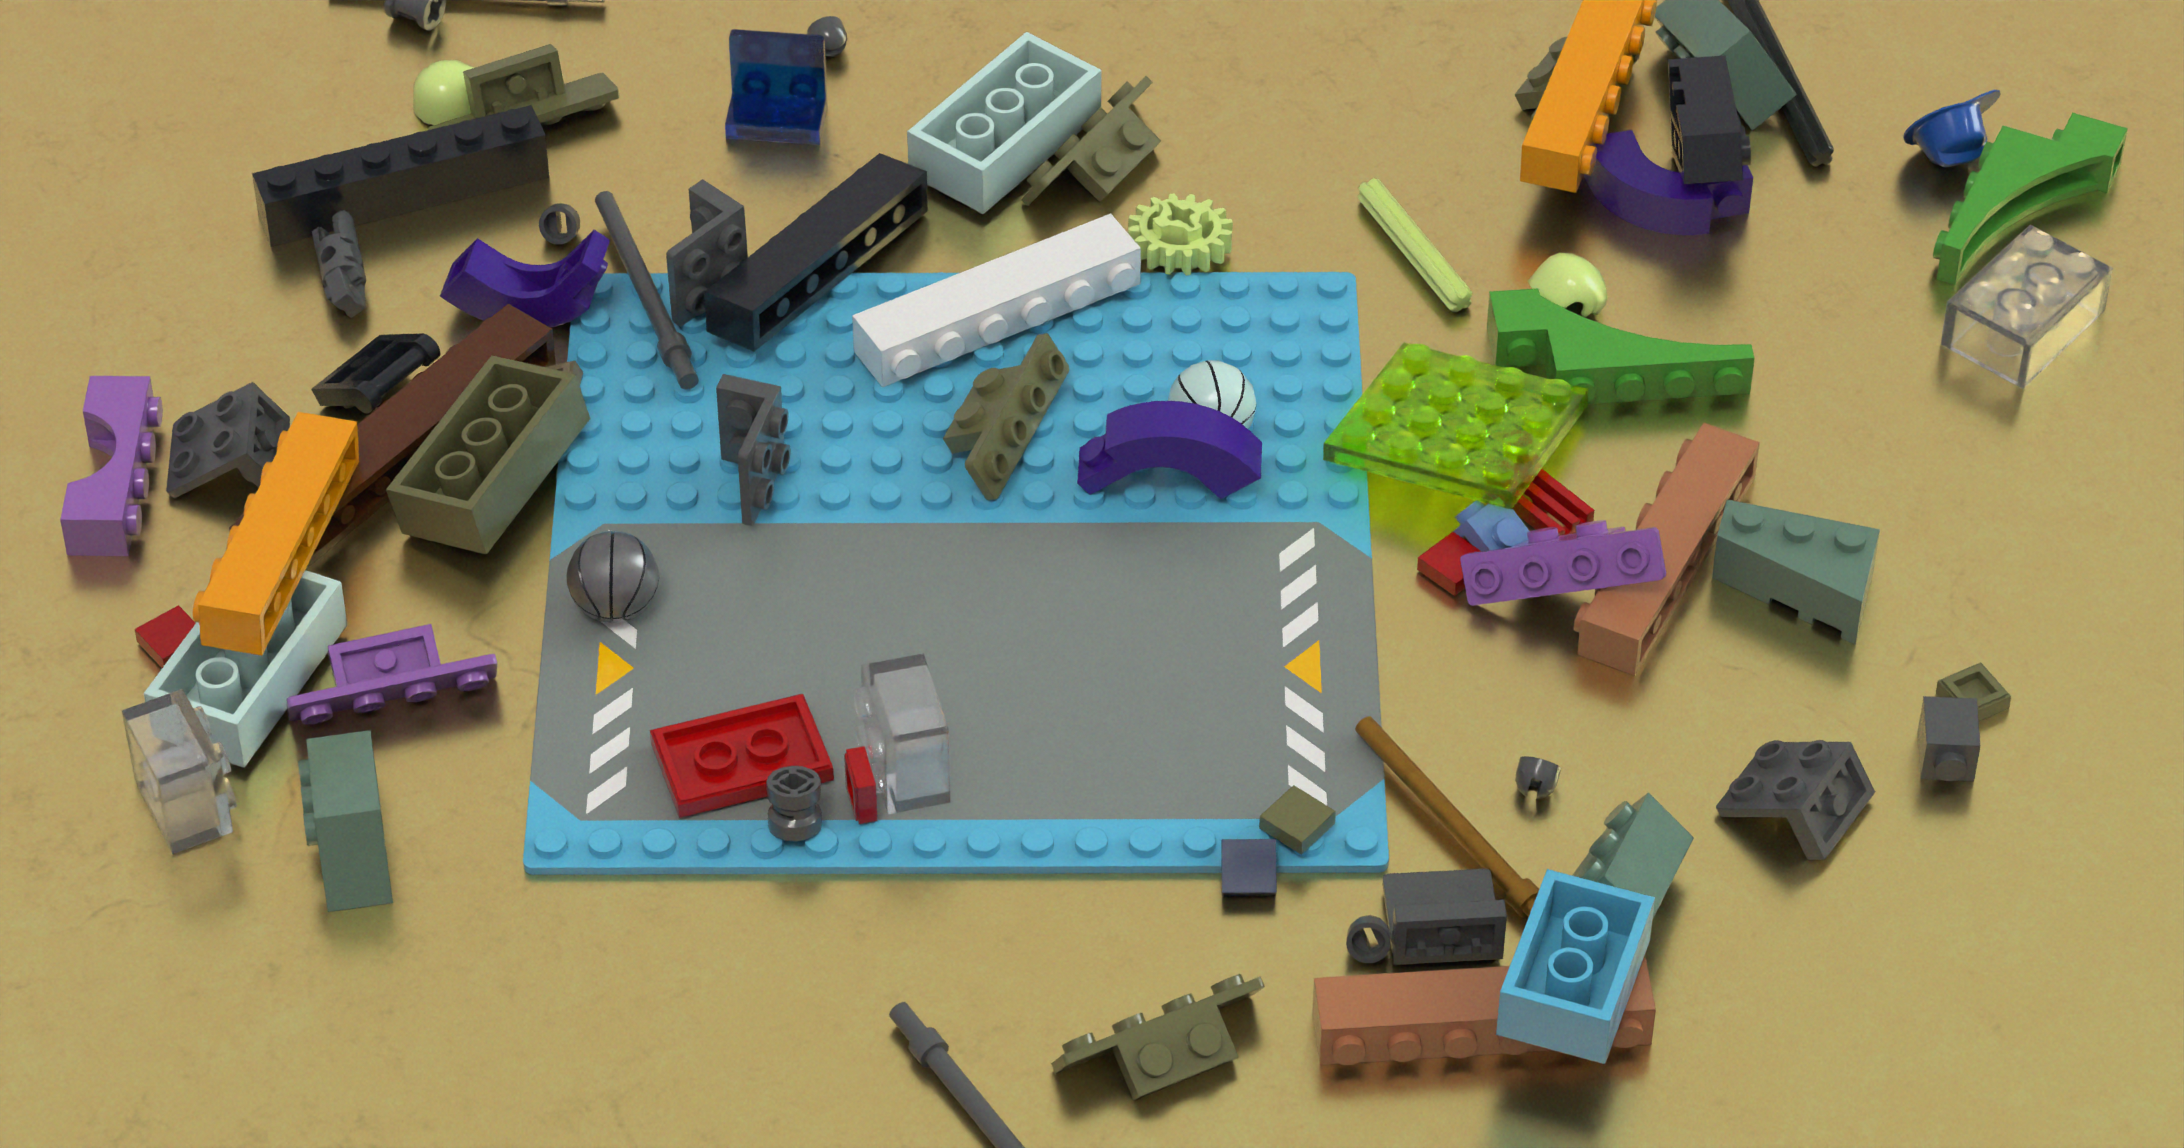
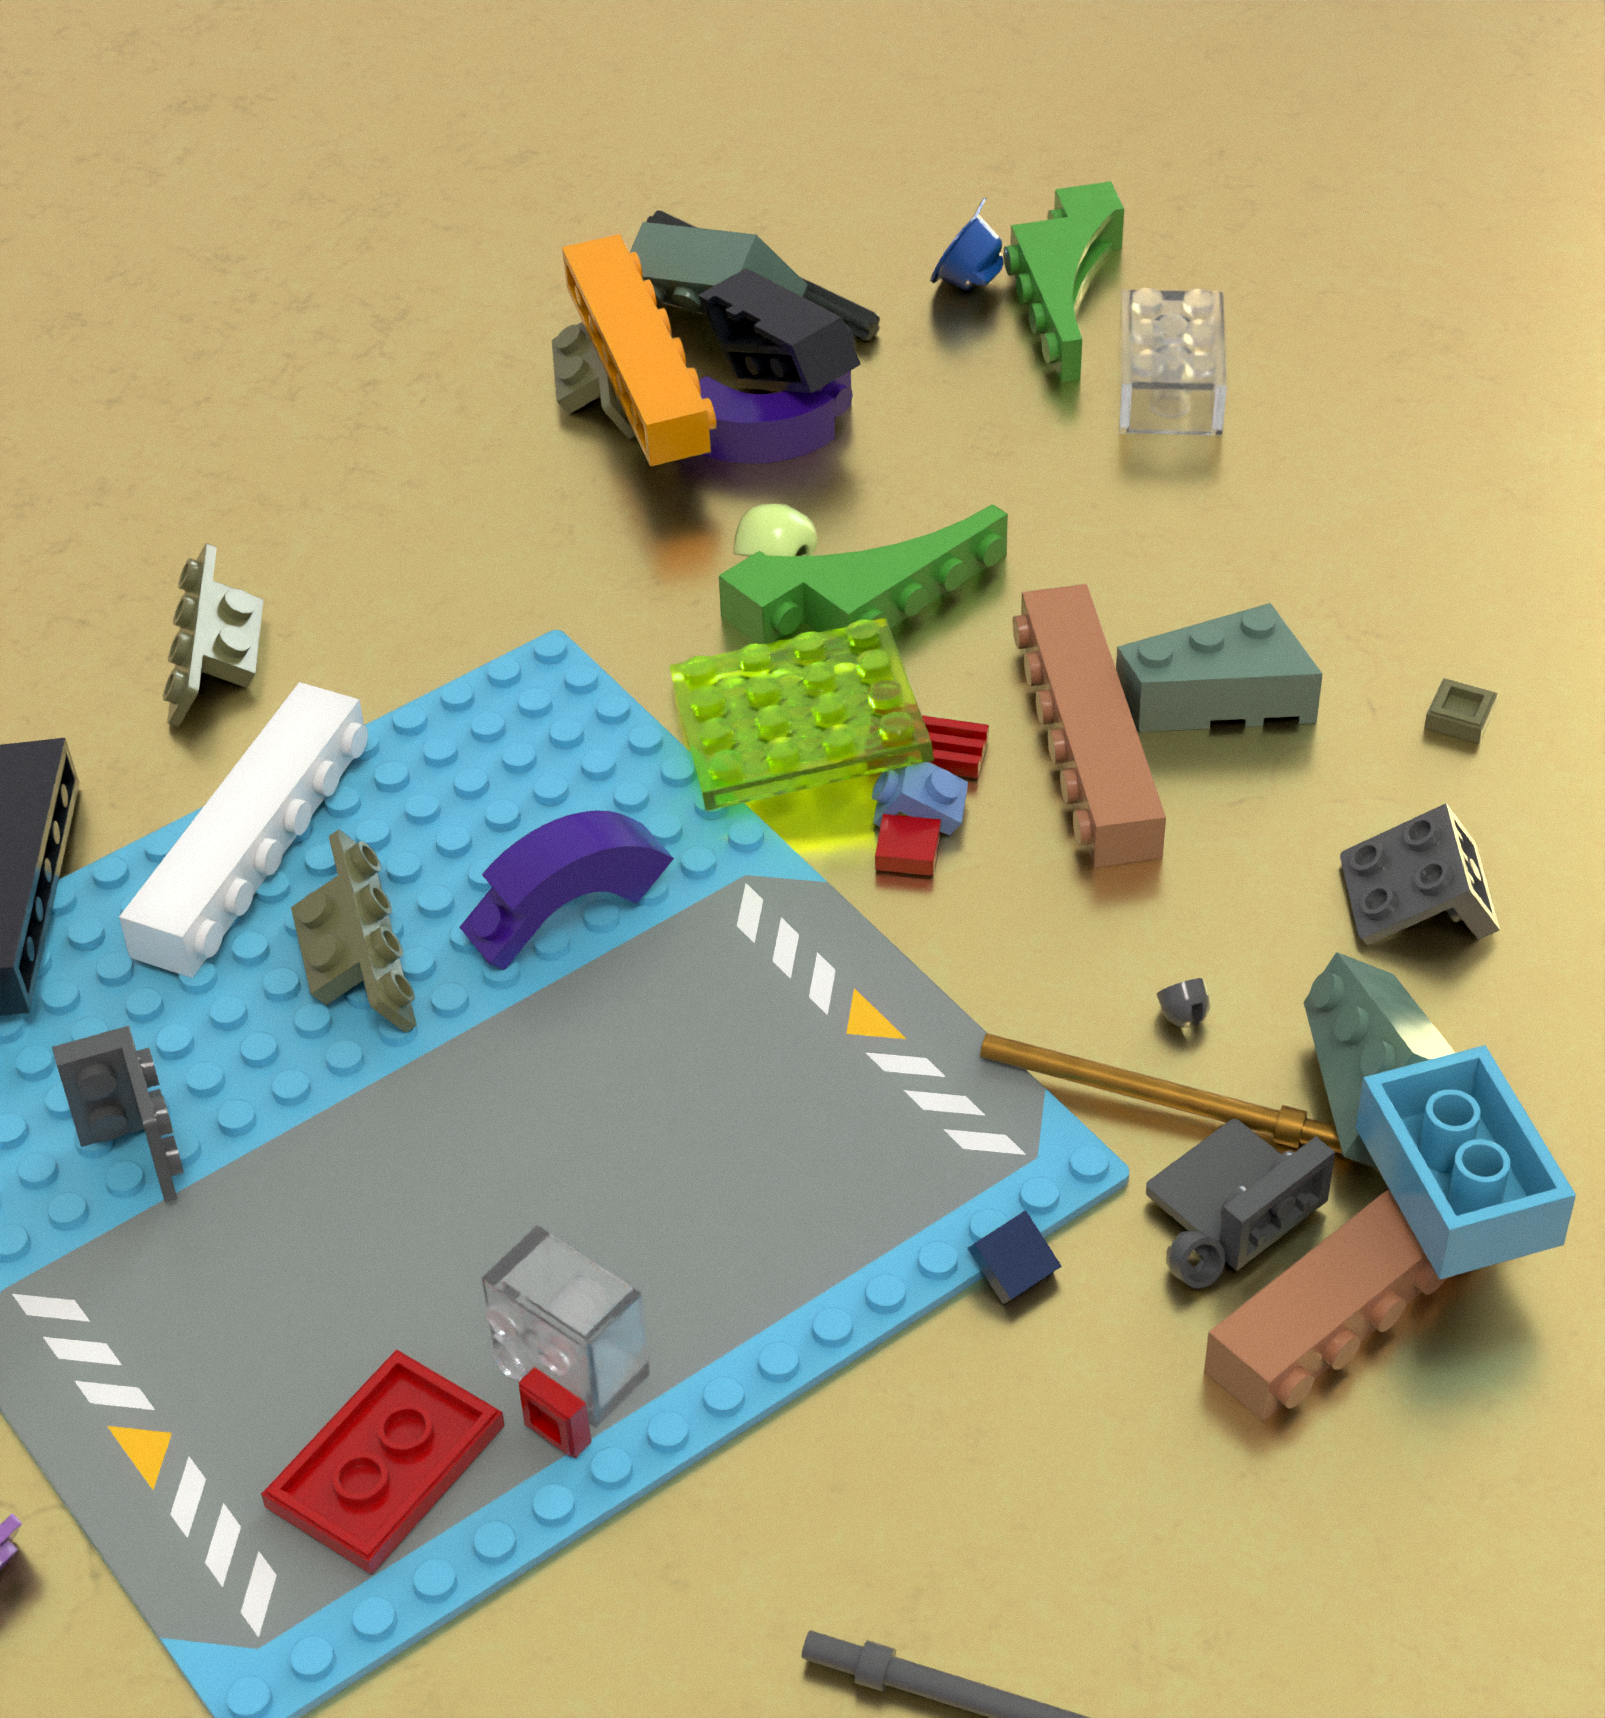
camera: 35 degrees left, 0 degrees up
(612, 576) = (79, 1343): flat silver piece -> none
(794, 794) = (503, 1478): dark grey wheel -> none
(1004, 122) = (99, 653): light aqua brick -> none
(1171, 1046) = (1114, 1498): olive bracket -> none
(1181, 233) = (370, 668): yellowish green gear -> none
(1216, 387) = (558, 791): light aqua piece -> none
(1297, 819) = (1020, 1178): olive tile -> none
(1415, 245) = (592, 575): yellowish green axle -> none
(1564, 563) = (1034, 781): medium lavender bracket -> none
(1948, 738) = (1494, 758): dark grey brick -> none

